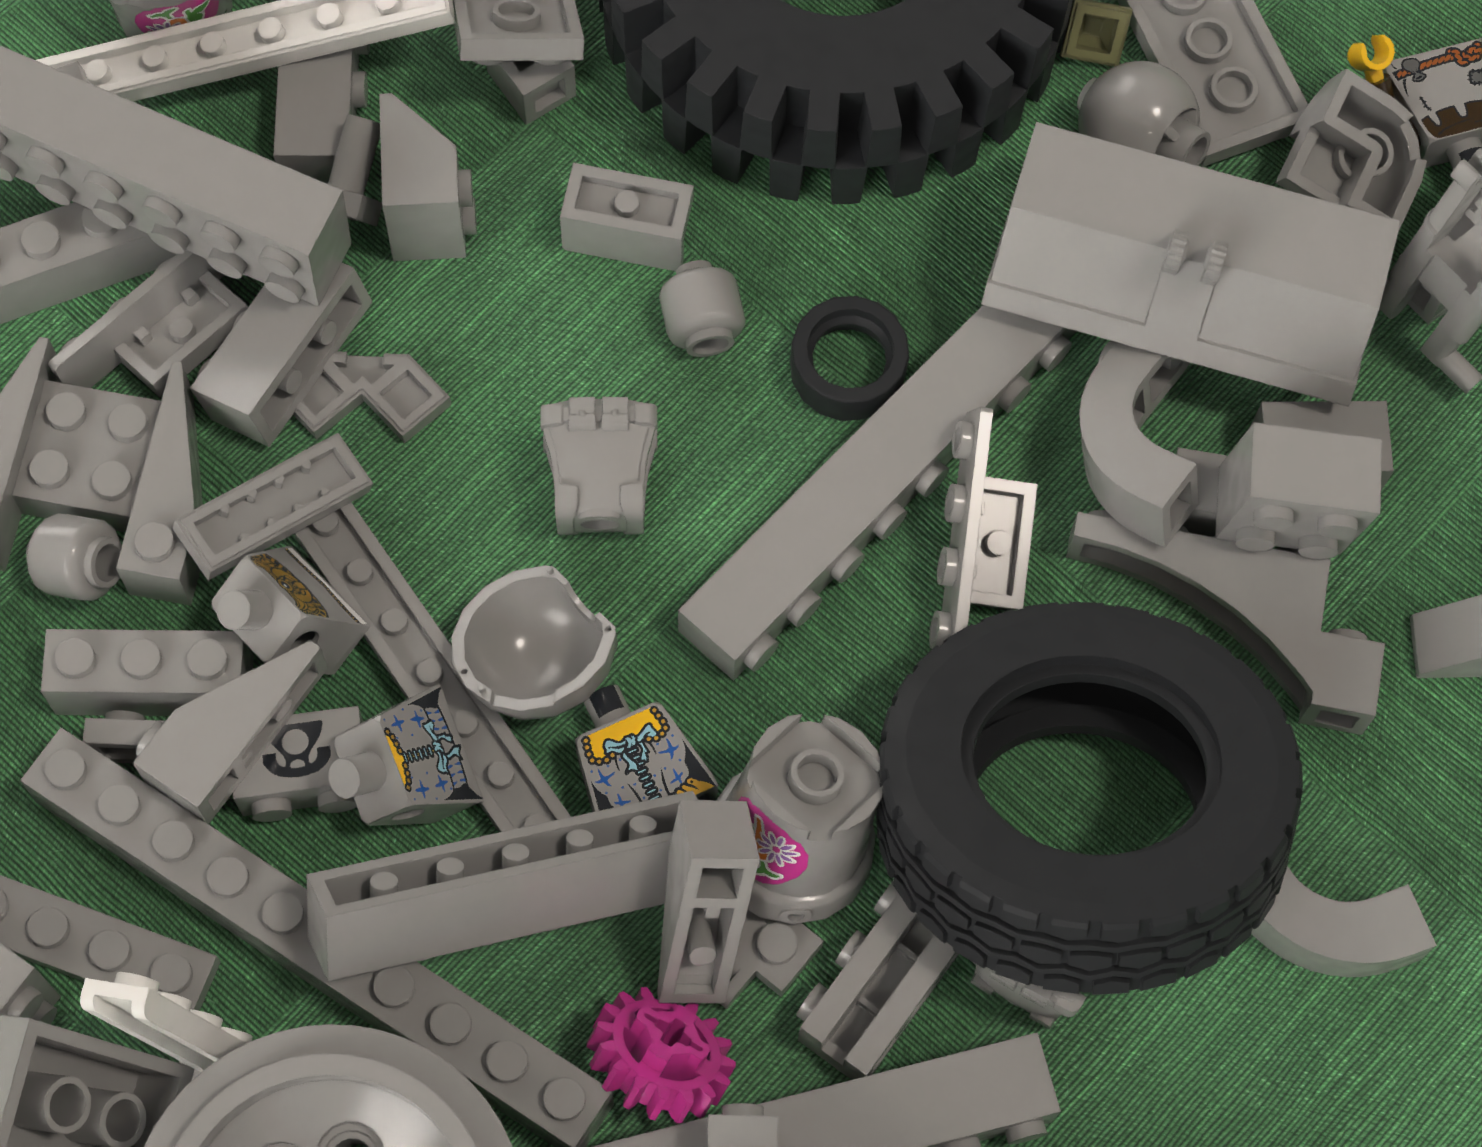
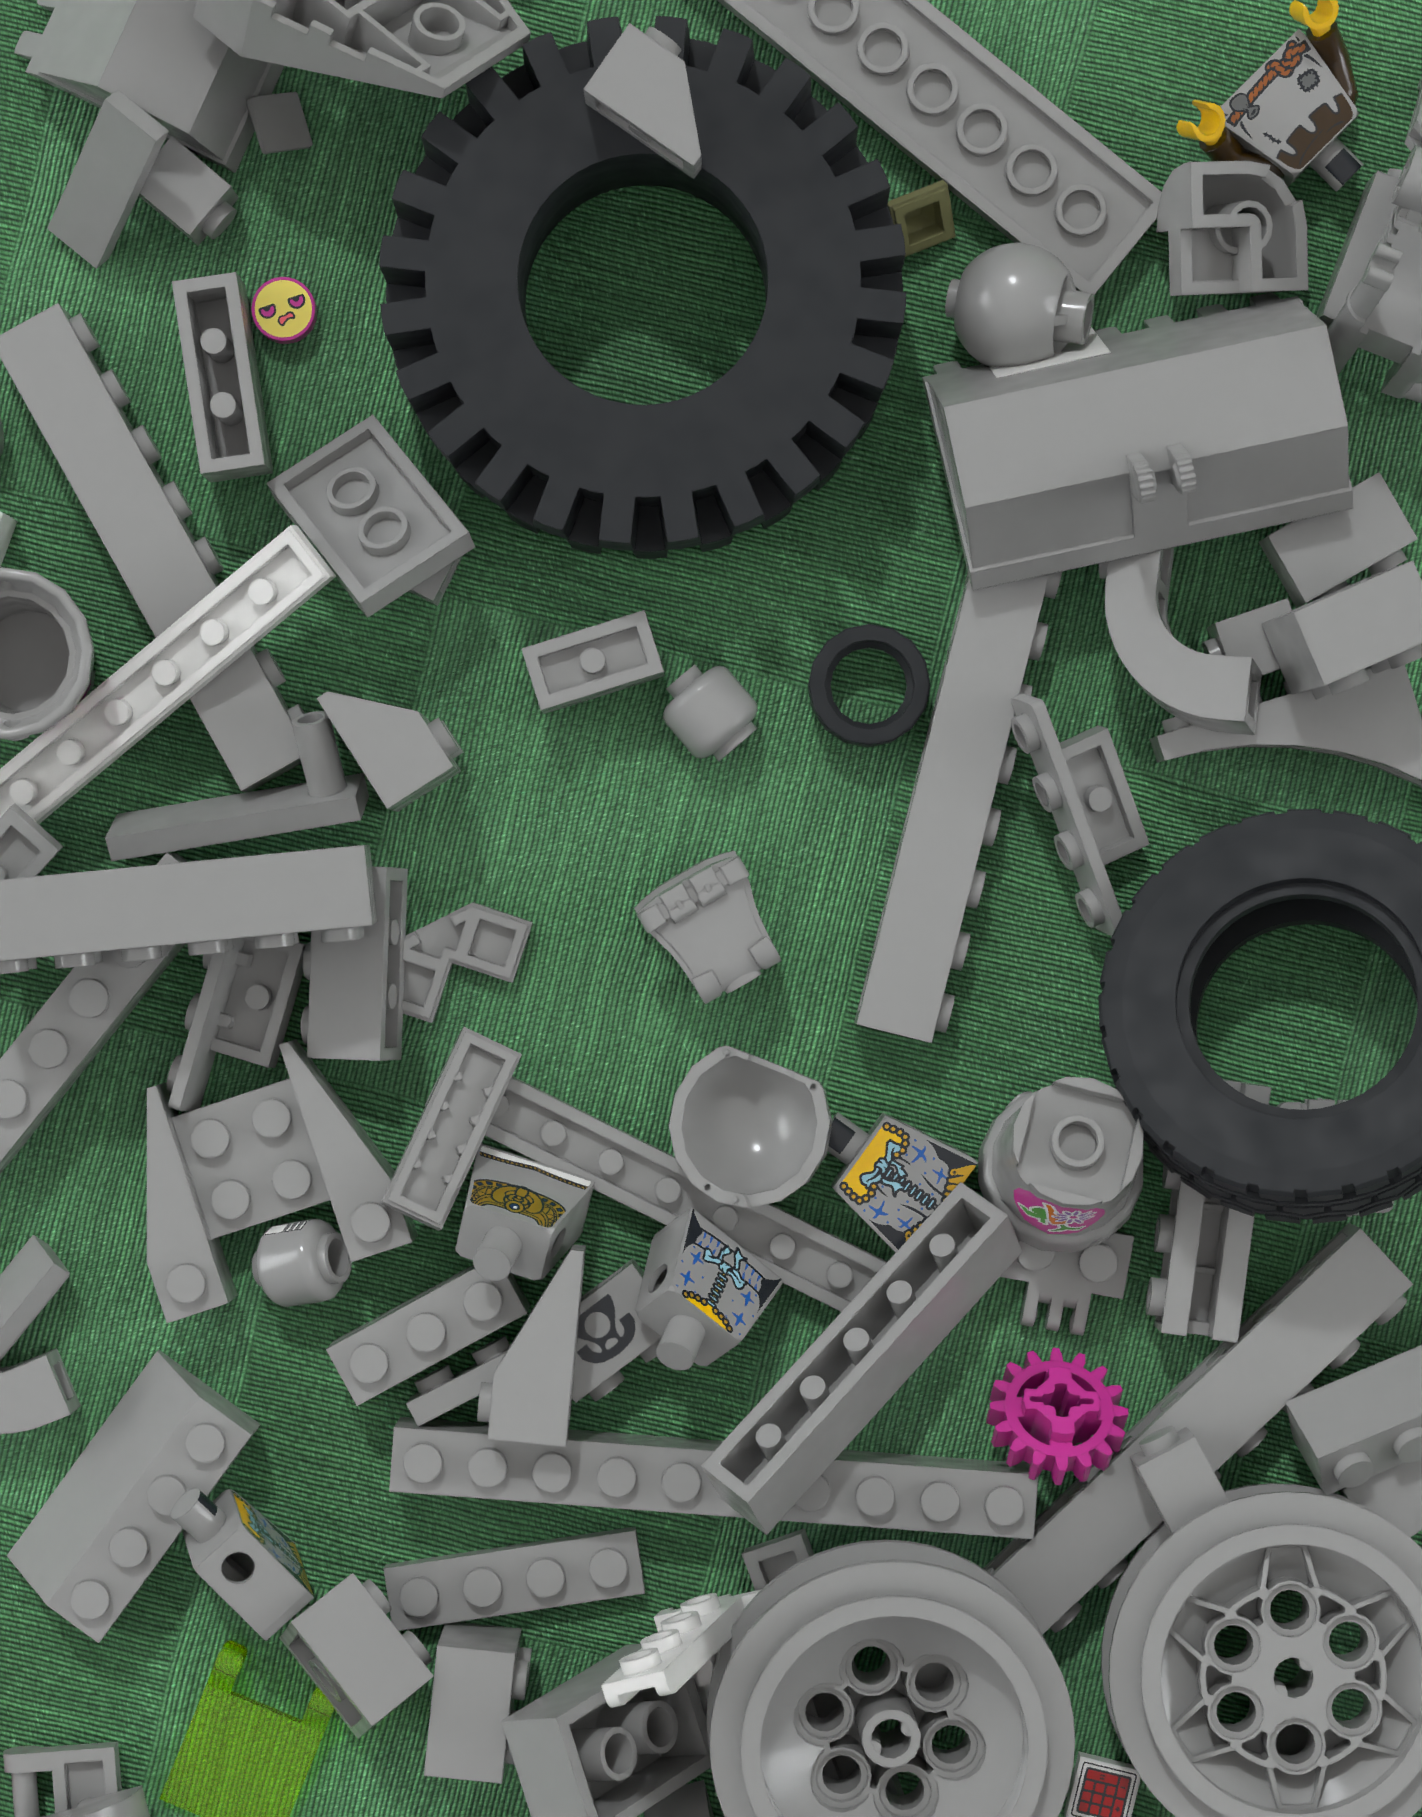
camera: 25 degrees left, 20 degrees up
(705, 899) = (1031, 1278): light grey slope -> none

